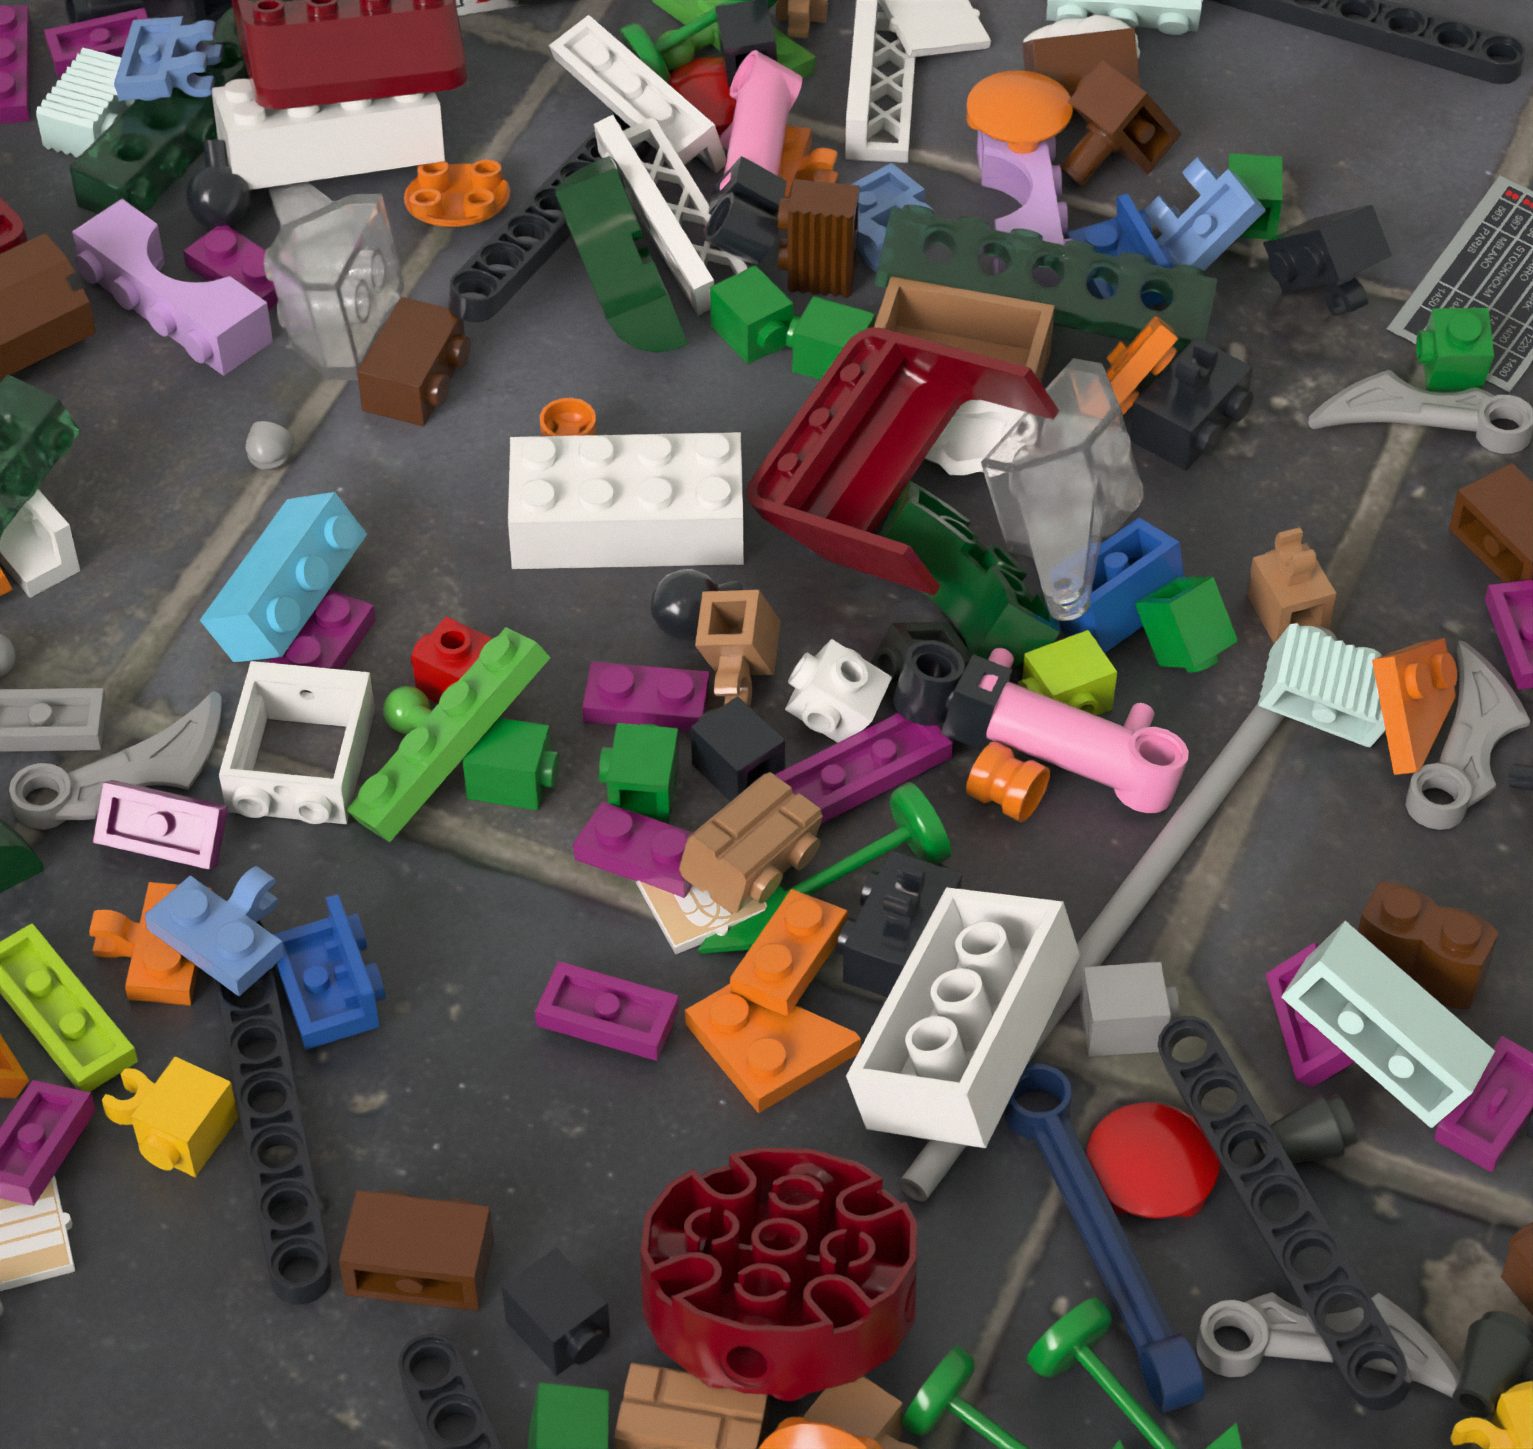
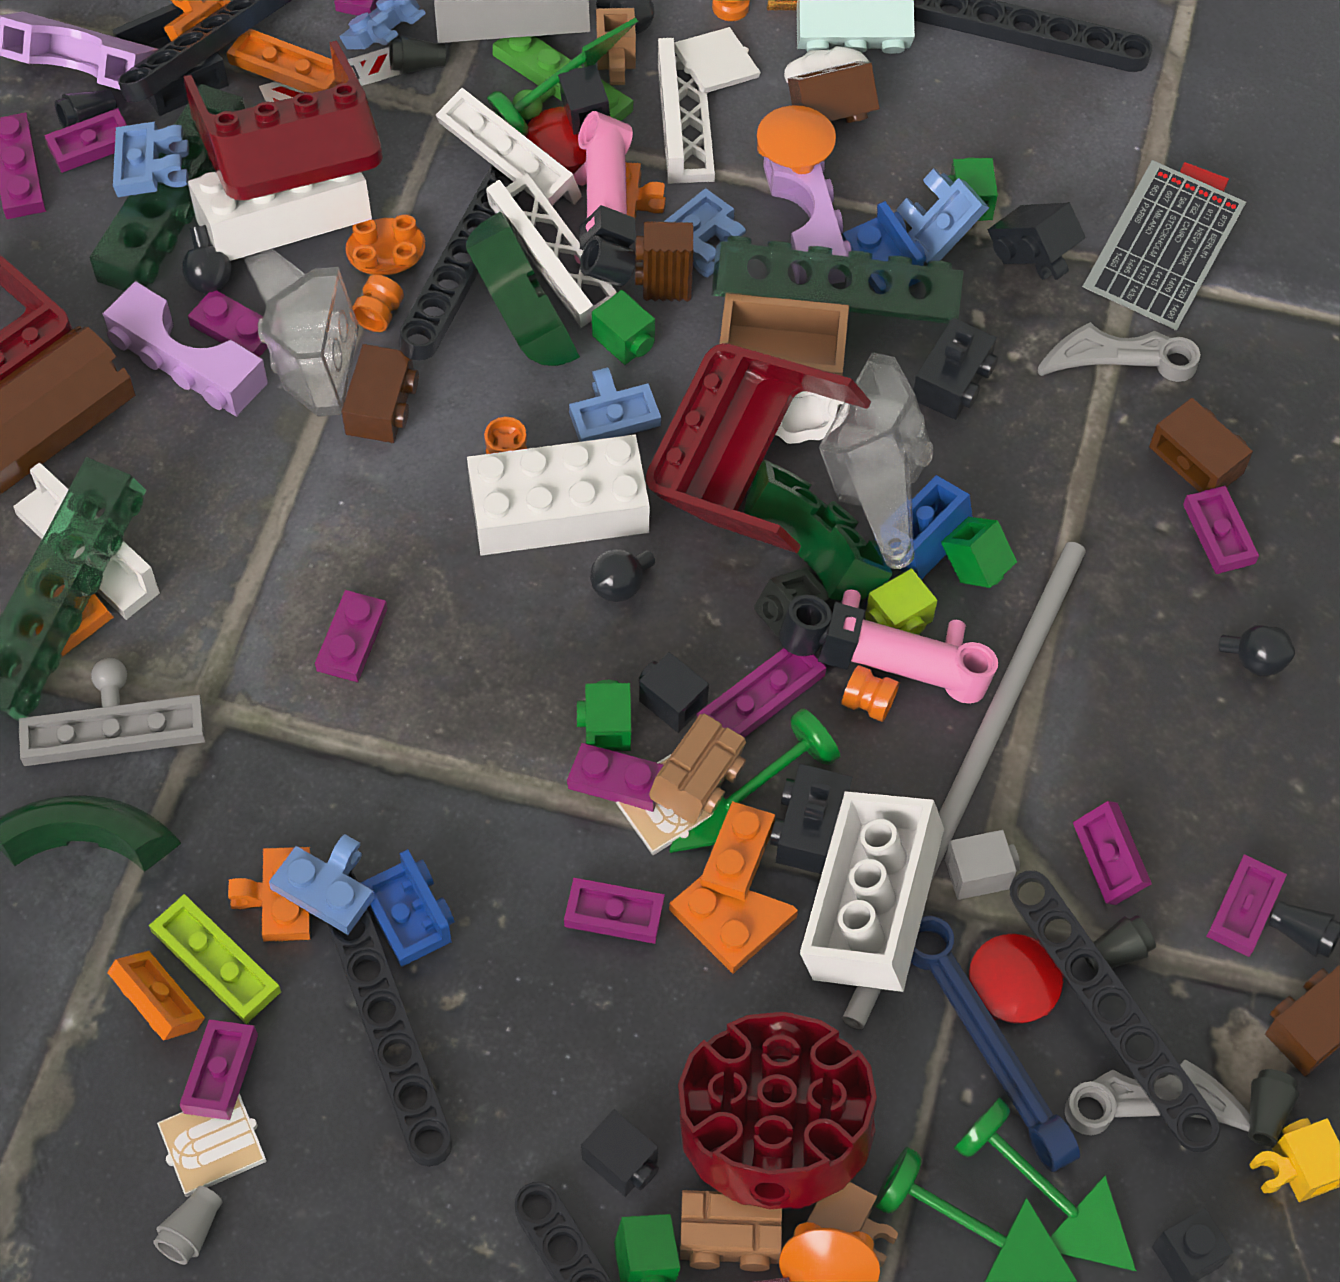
camera: 10 degrees left, 10 degrees up
(81, 104) = (88, 198): light aqua brick -> none
(160, 824) = (262, 800): plate -> none
(166, 759) = (253, 744): light grey piece -> none
(177, 1117) = (320, 1035): yellow brick -> none
(268, 445) = (283, 475): light grey hinge -> none
(279, 694) = (351, 683): white window -> none
(283, 577) = (317, 588): medium azure brick -> none
(417, 1250) = (512, 1117): reddish brown brick -> none
(436, 253) = (378, 301): none -> orange wheel
(443, 735) = (461, 705): bright green plate -> none
(445, 656) = (459, 646): red brick -> none
(511, 765) = (510, 720): green brick -> none
(645, 695) = (597, 651): magenta plate -> none
(722, 408) = (613, 411): none -> medium blue plate
(737, 639) = (658, 603): medium nougat brick -> none
(822, 334) = (683, 342): green brick -> none
(836, 691) = (738, 637): white brick -> none
(1119, 120) = (867, 139): reddish brown brick -> none
(1147, 353) = (914, 341): orange plate -> none
(1290, 586) = (1047, 516): medium nougat brick -> none
(1324, 684) = (1088, 591): light aqua brick -> none
(1388, 1024) = (1169, 861): light aqua brick -> none
(1414, 699) = (1148, 595): orange wing -> none
(1434, 945) = (1174, 787): reddish brown brick -> none
(1456, 349) = (1138, 305): green brick -> none
(1483, 716) = (1195, 599): light grey piece -> none

